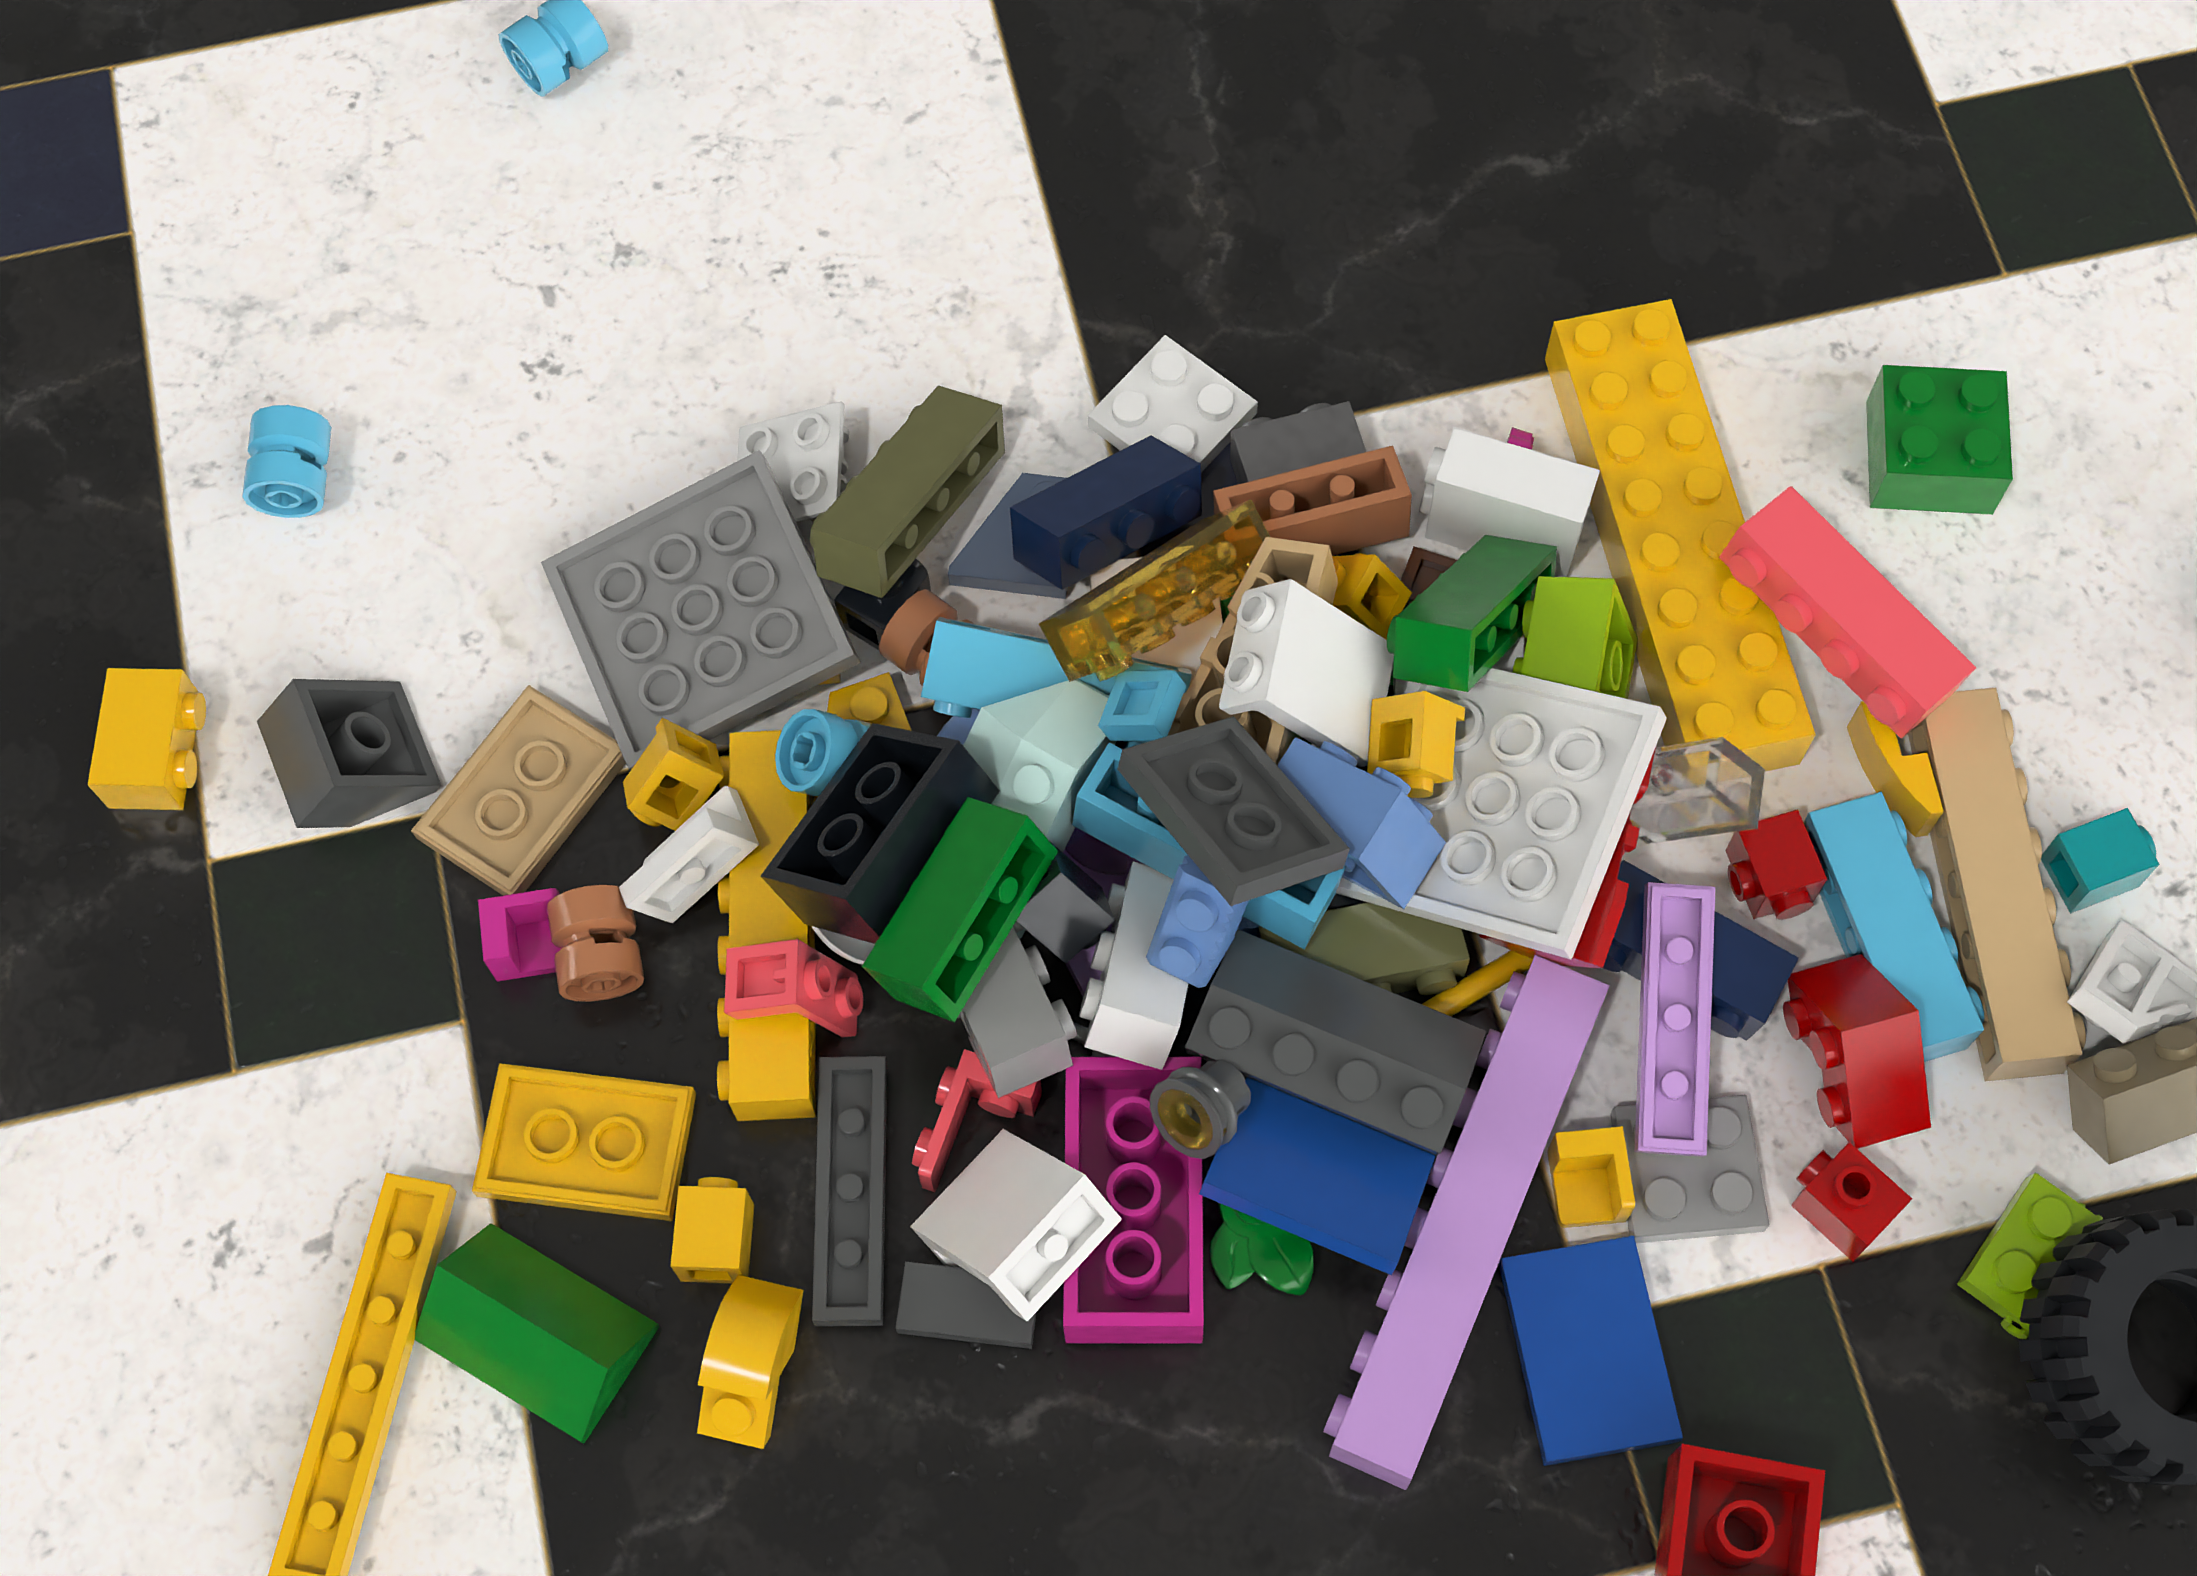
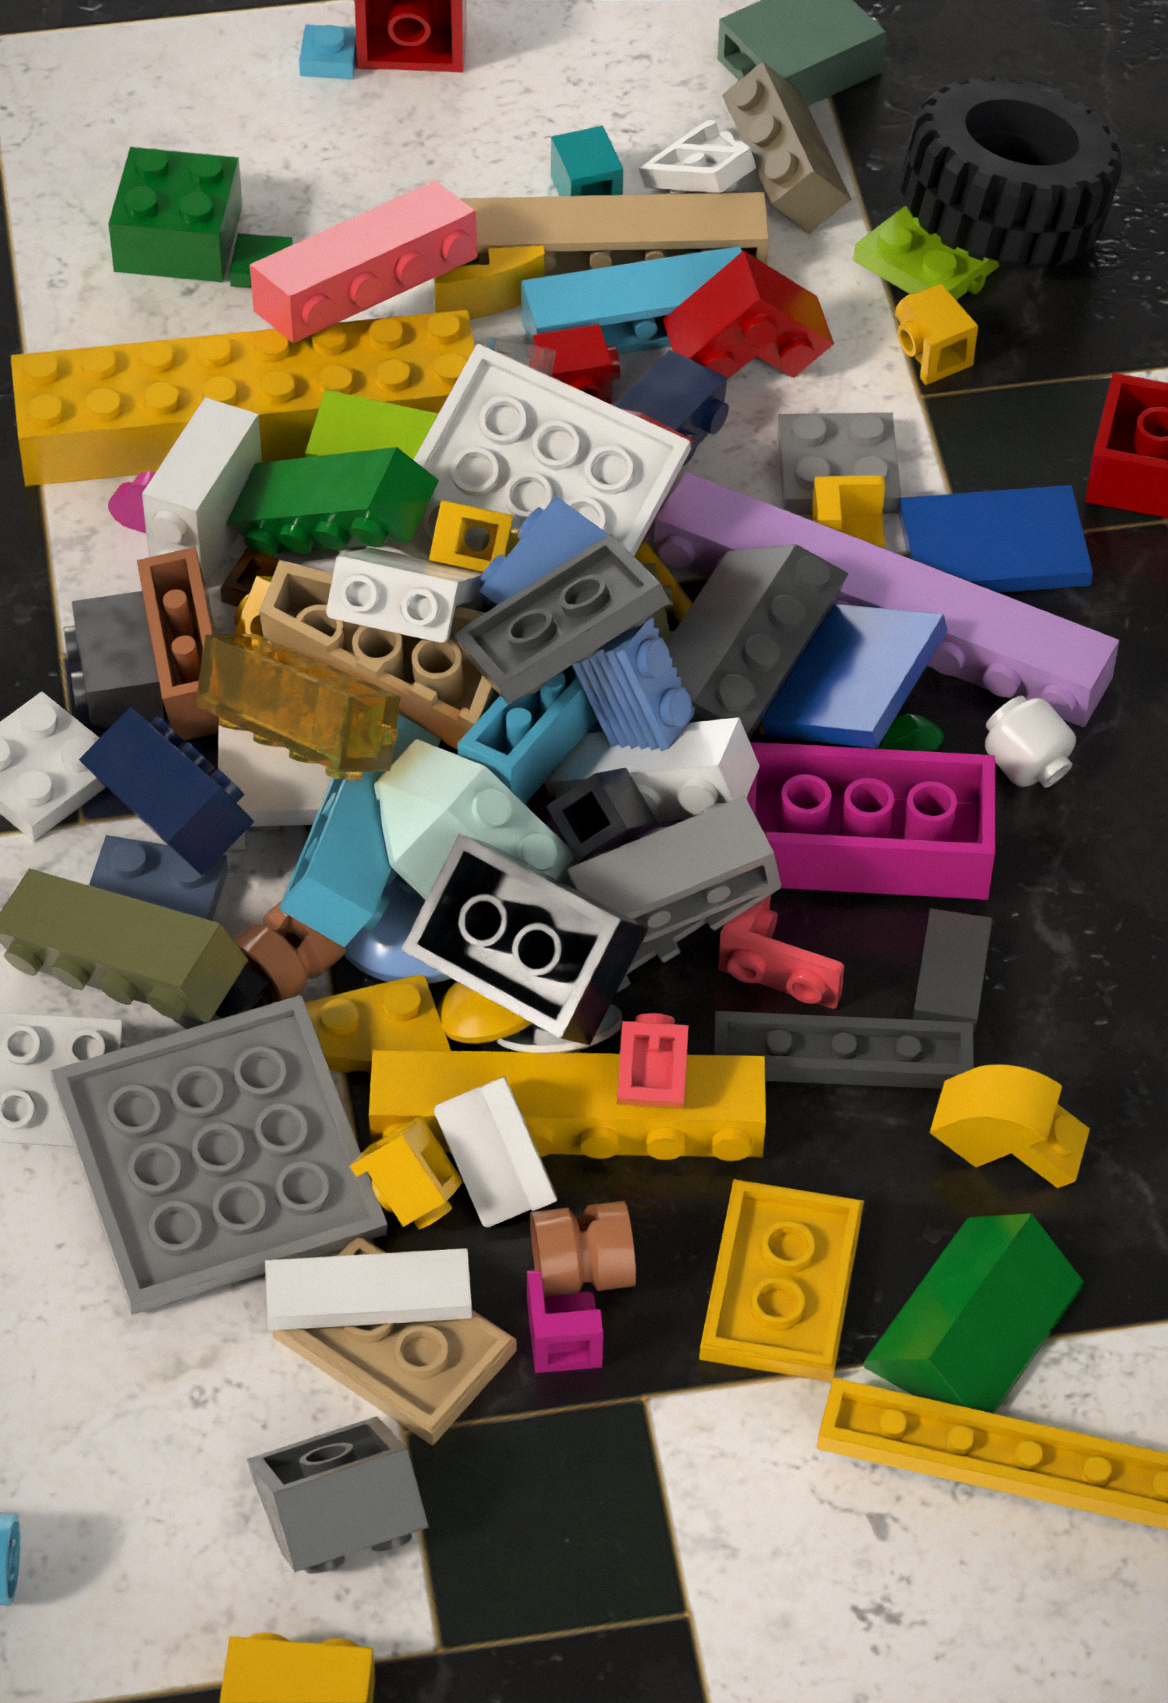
camera: 90 degrees left, 15 degrees down
(552, 757) = (368, 1289): none -> white tile
(712, 1231) = (885, 1157): yellow brick -> none
(814, 749) = (418, 1008): medium azure wheel -> none
(960, 908) = (621, 857): green brick -> none
(1017, 1222) = (890, 892): white panel -> none
(1142, 705) = (429, 708): medium azure plate -> none
(1200, 1107) = (807, 723): dark grey piece -> none
(1273, 1384) = (1030, 742): none -> white head
(1675, 1019) = (733, 427): lavender tile -> none
(1848, 1199) = (875, 357): red brick -> none
(1899, 538) = (250, 249): none -> green tile
(1904, 1270) = (936, 333): none -> yellow brick

